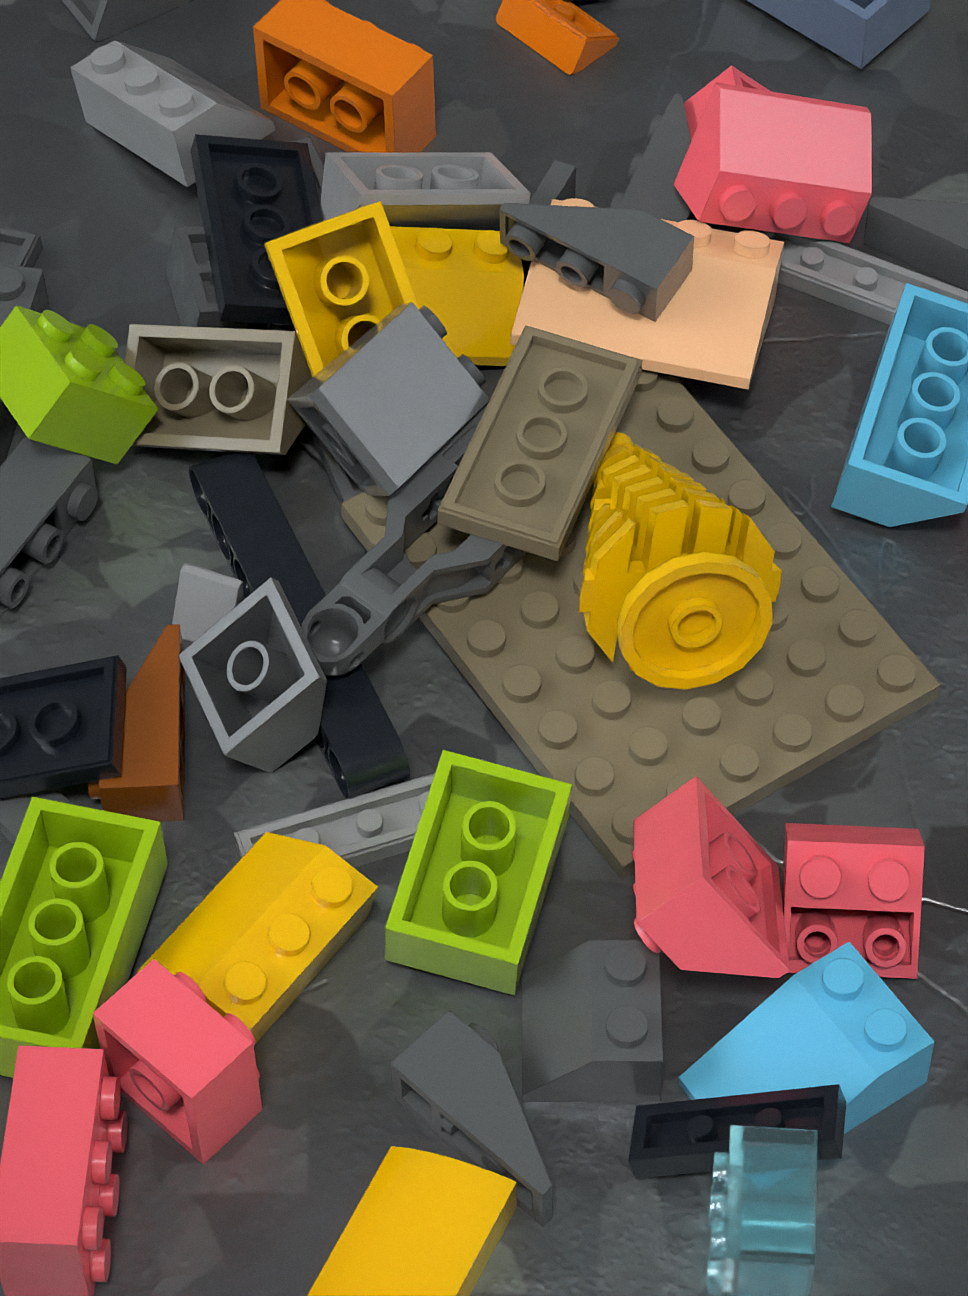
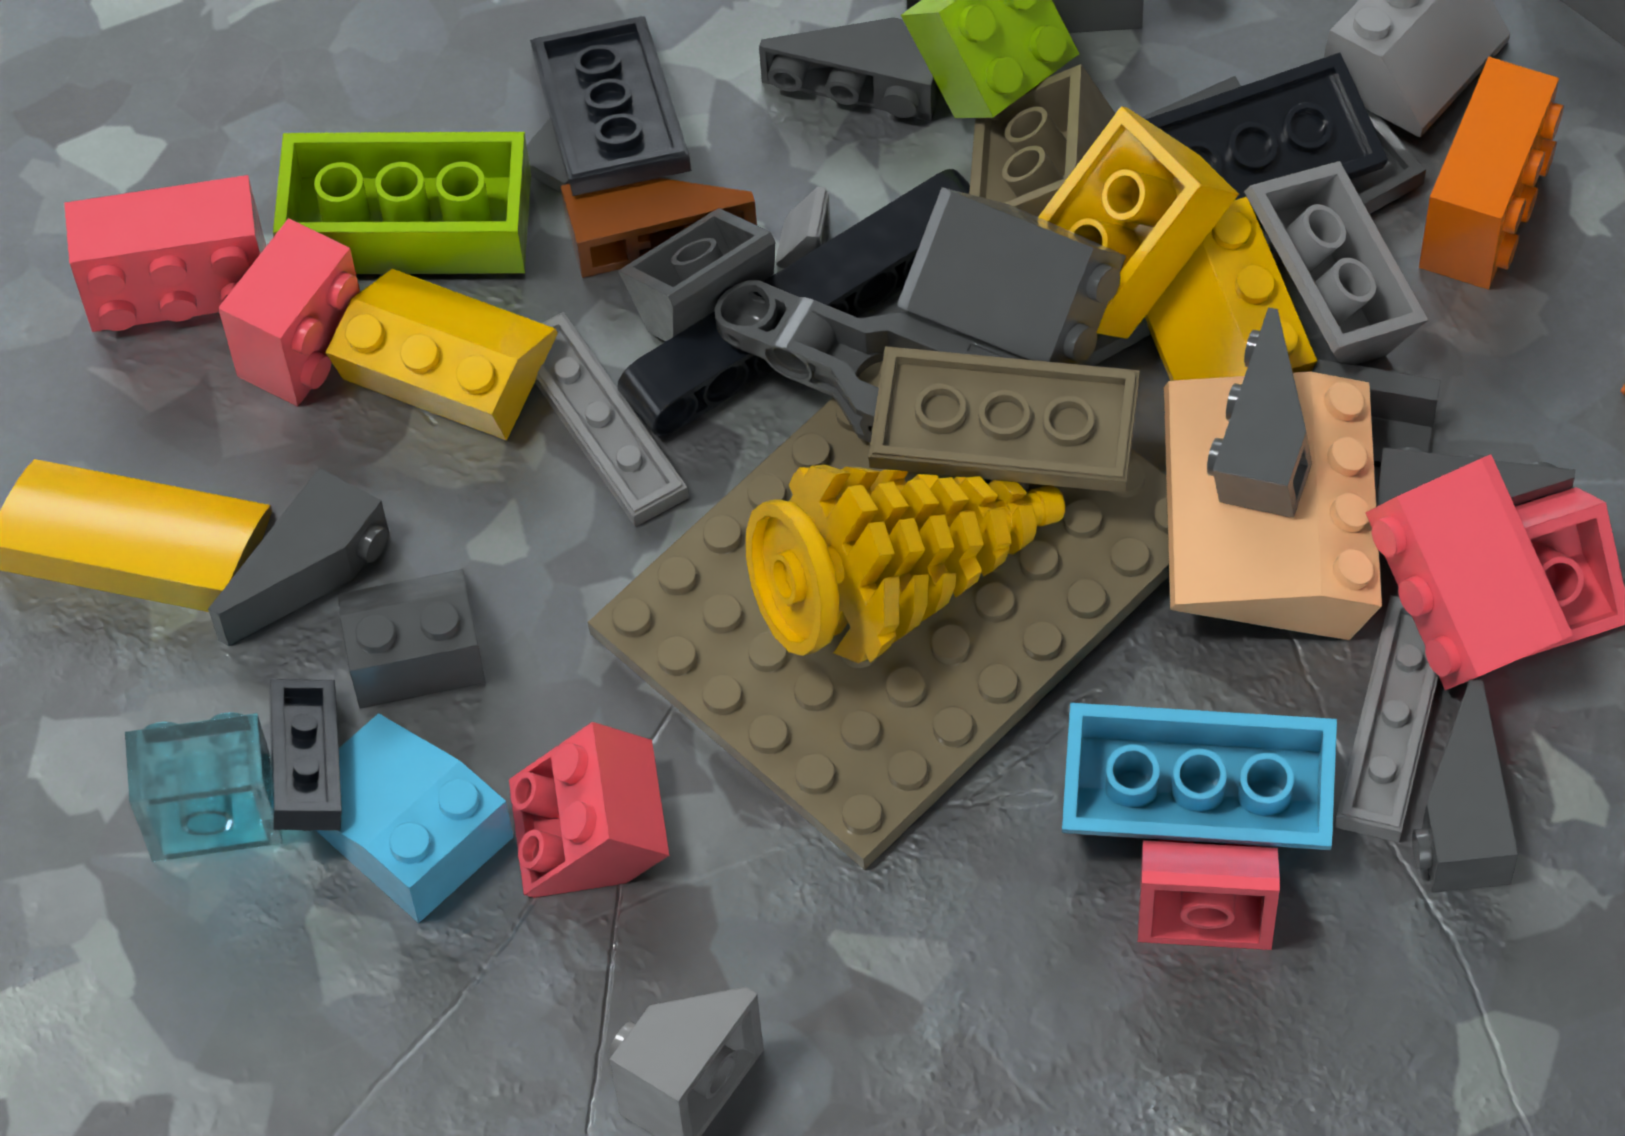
camera: 80 degrees right, 5 degrees up
(477, 872) = (531, 493): lime brick -> none
(707, 888) = (536, 673): coral slope -> none

